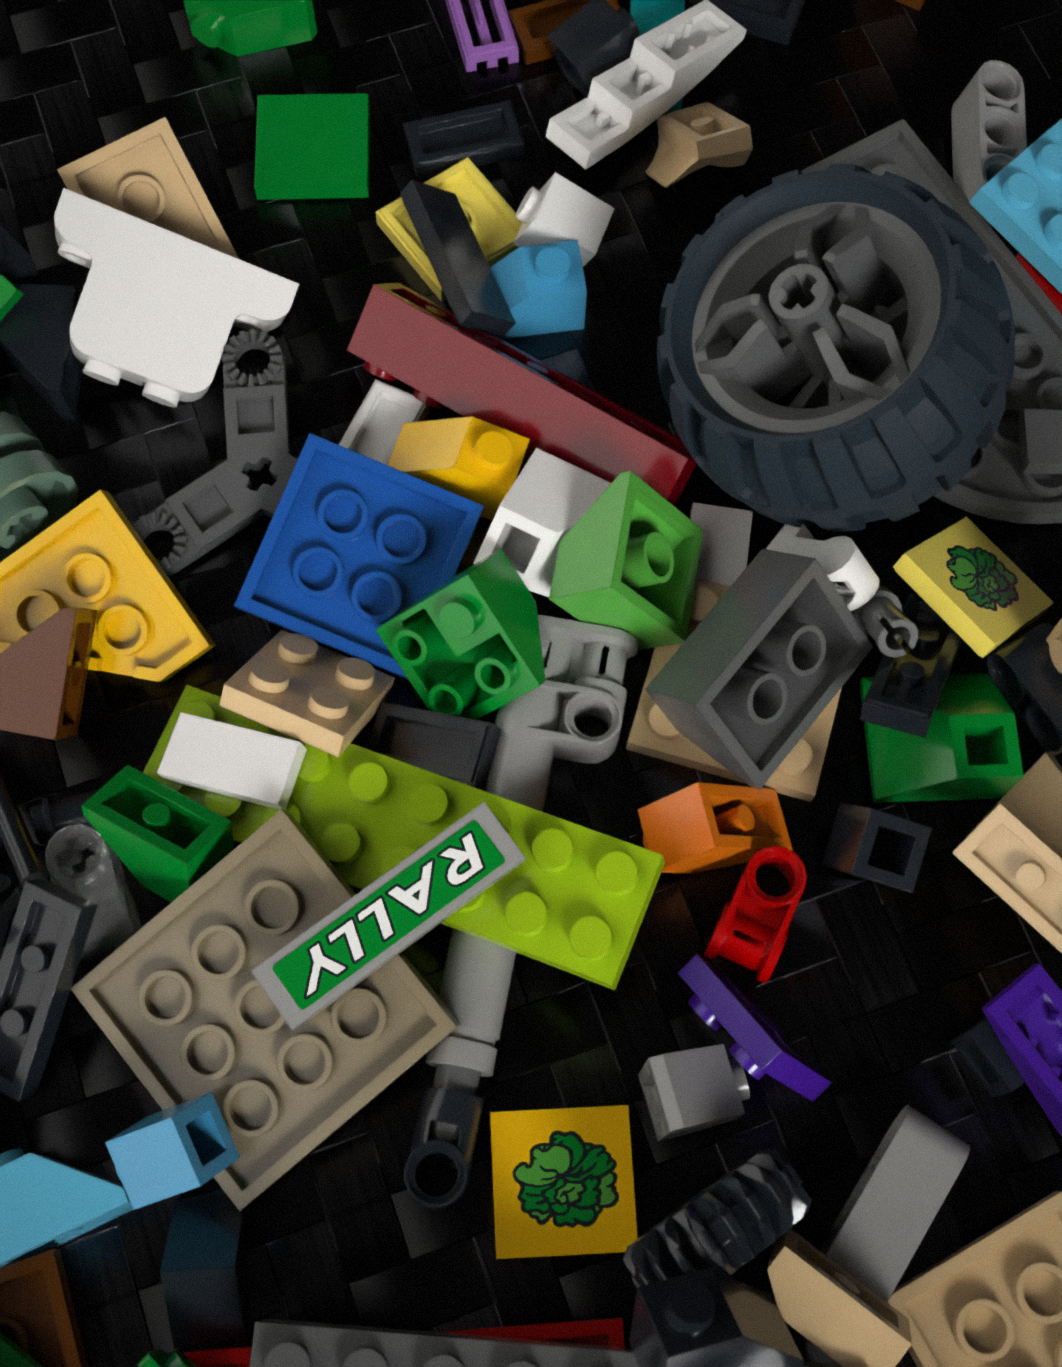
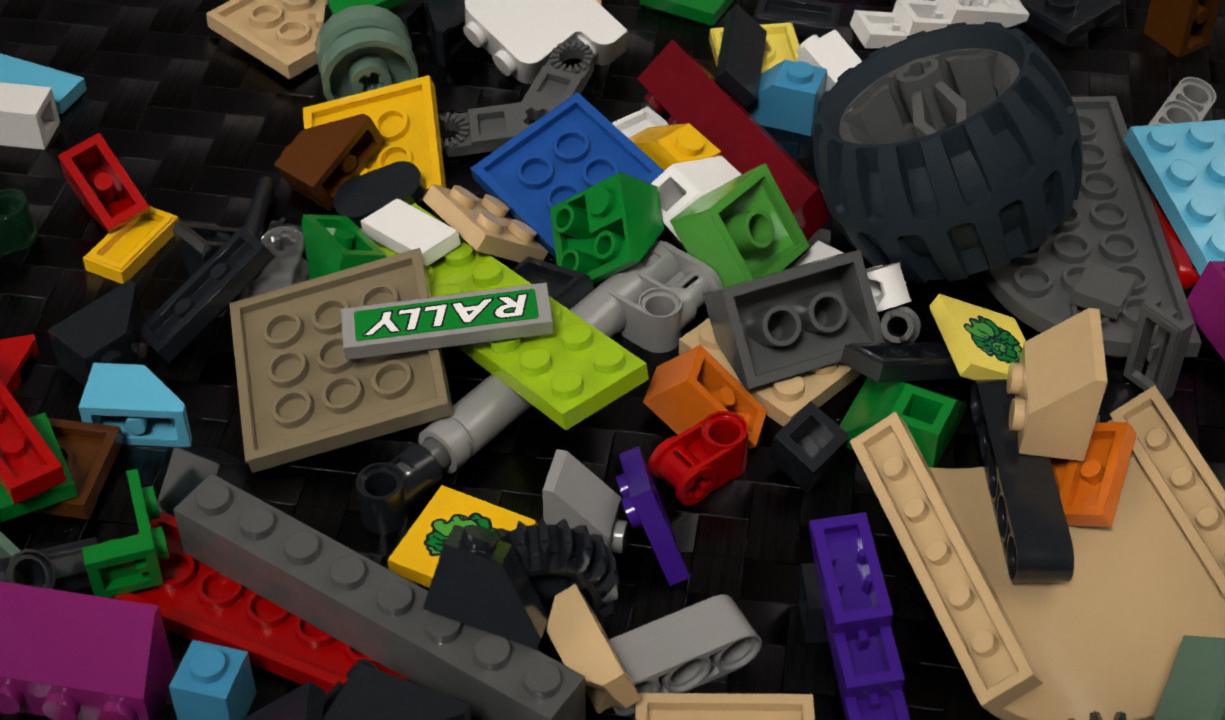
camera: 30 degrees right, 25 degrees down
(136, 693) = (377, 188): none -> black tile
(172, 1151) = (228, 395): dark azure brick -> none

